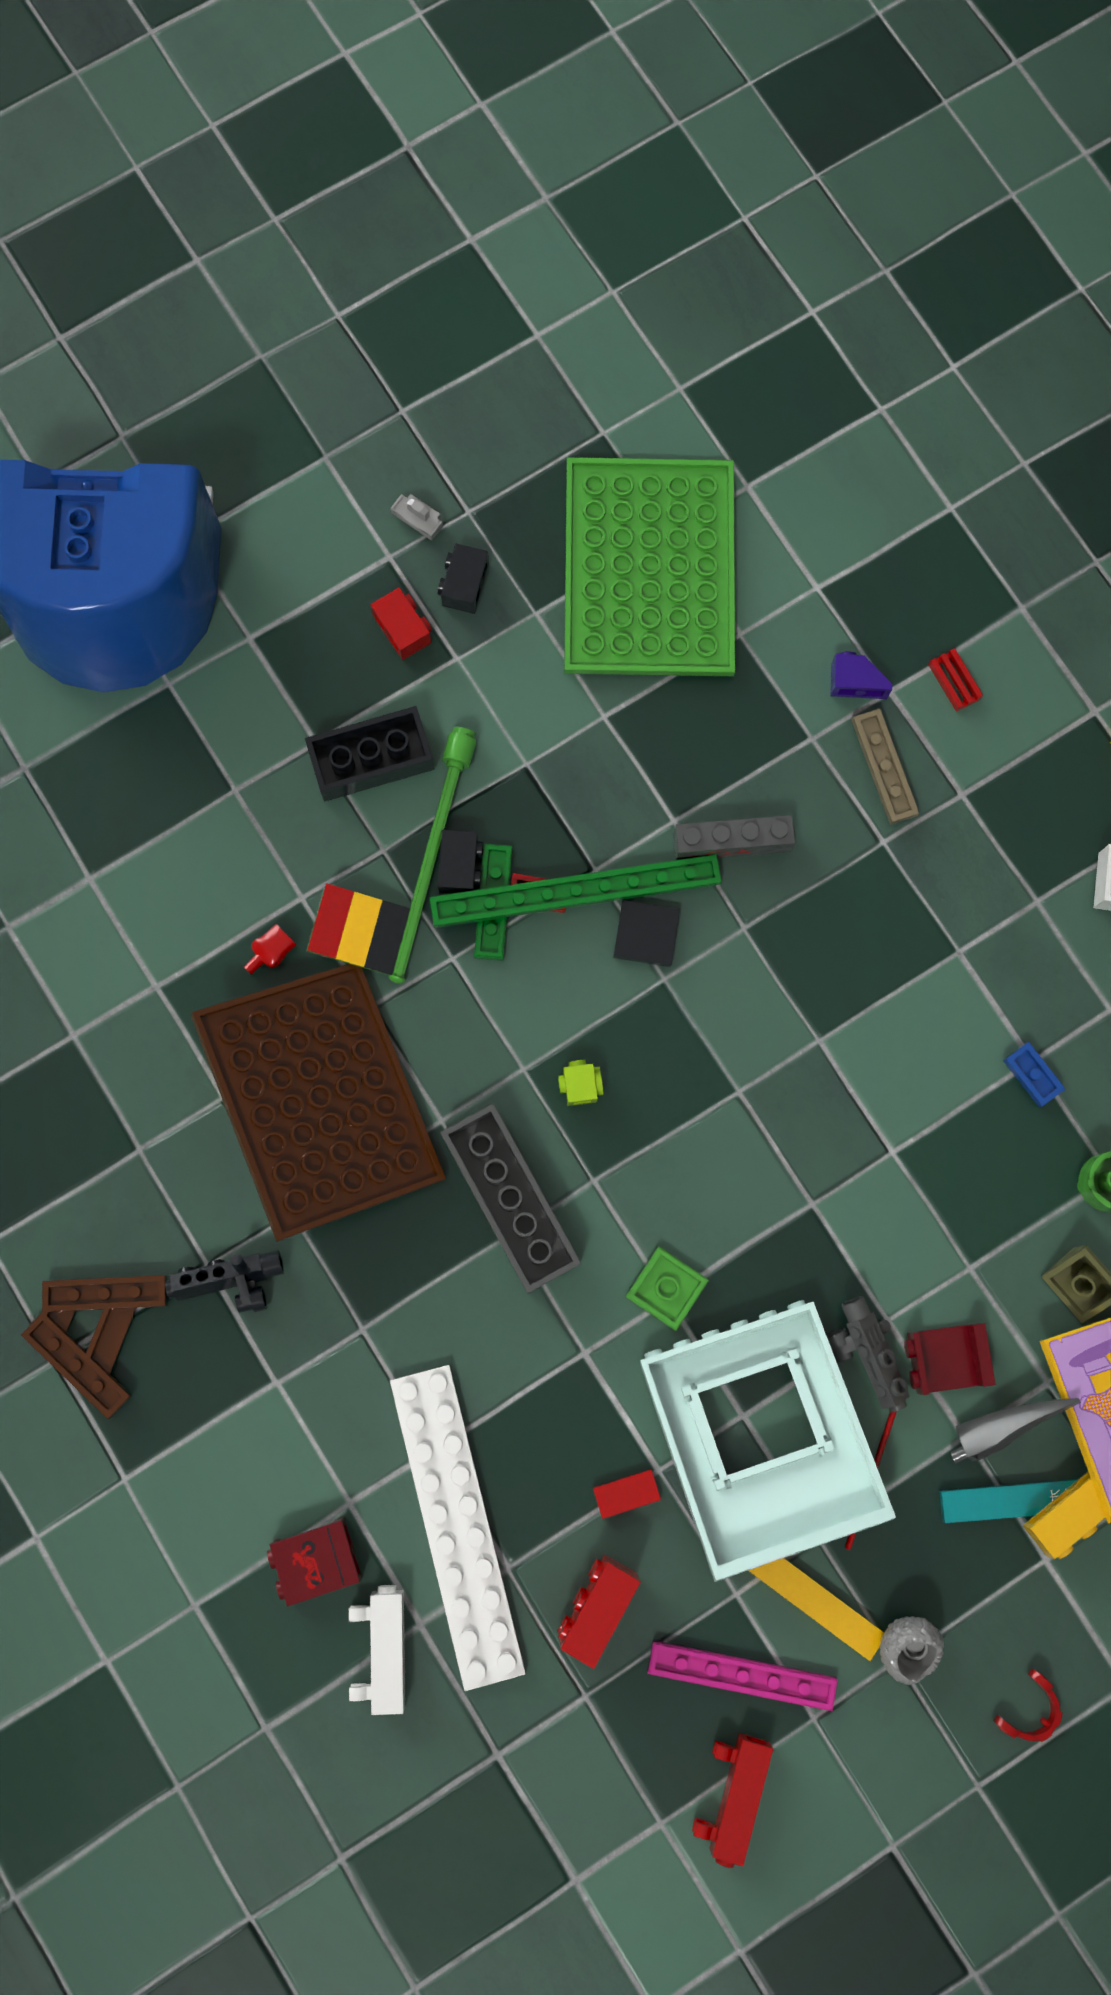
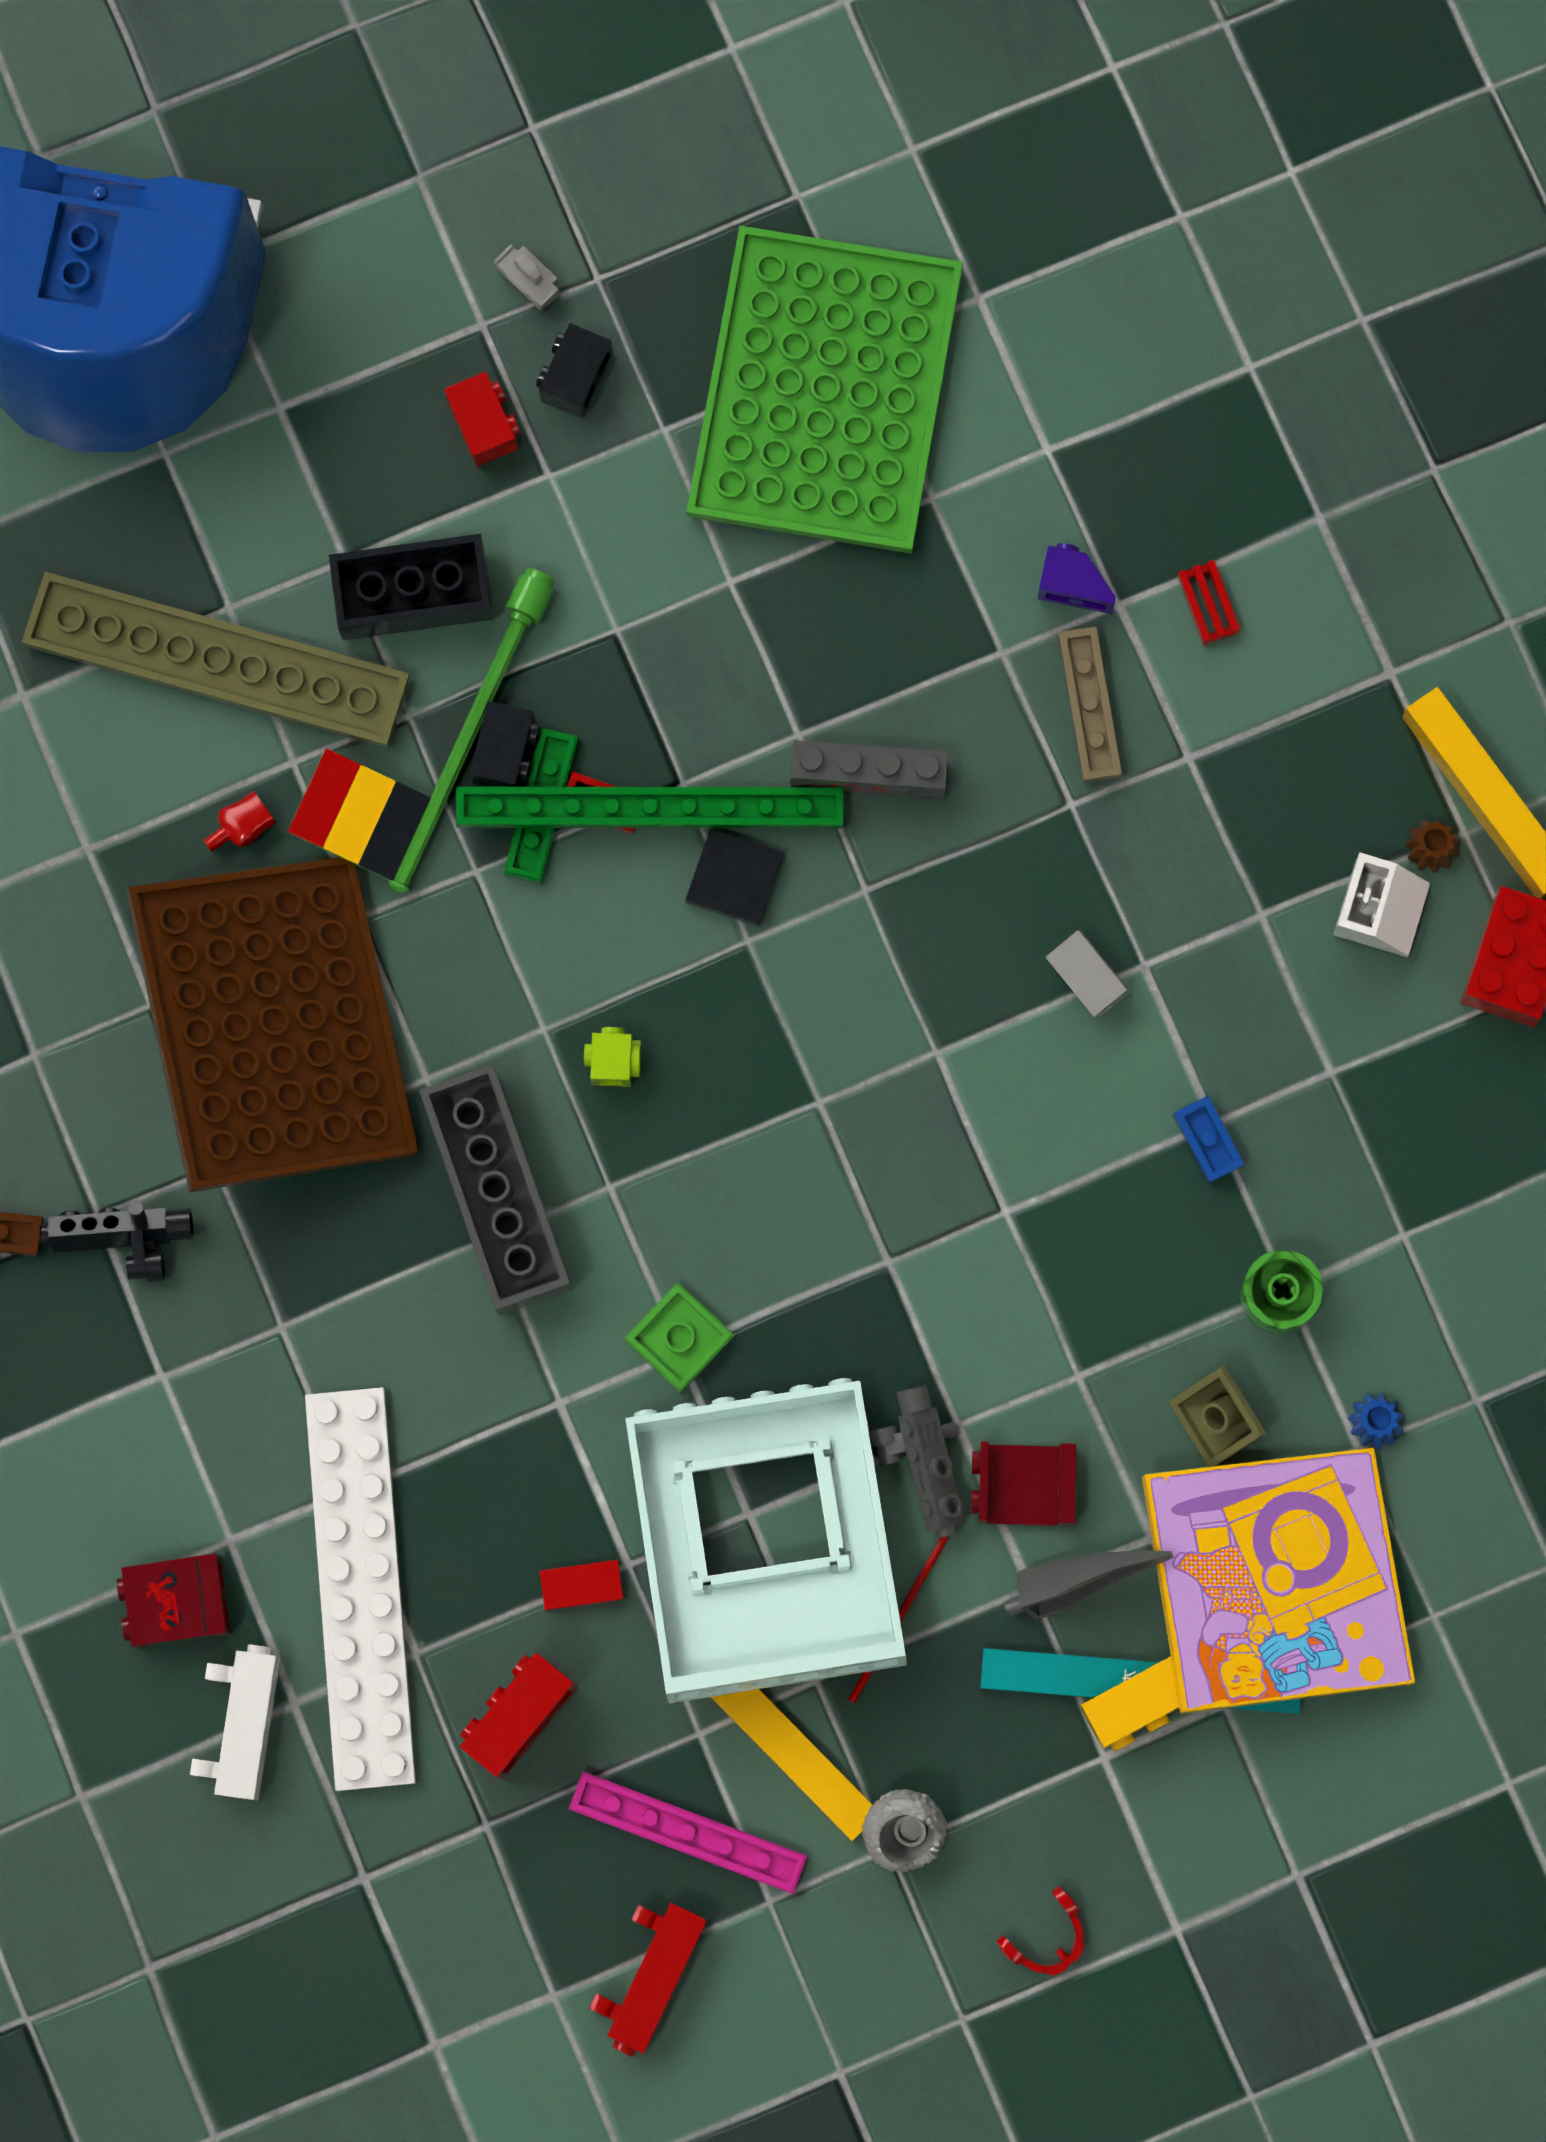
camera: 20 degrees right, 0 degrees up
(231, 829) = (216, 659): none -> olive plate
(923, 964) = (1088, 974): none -> light grey hinge

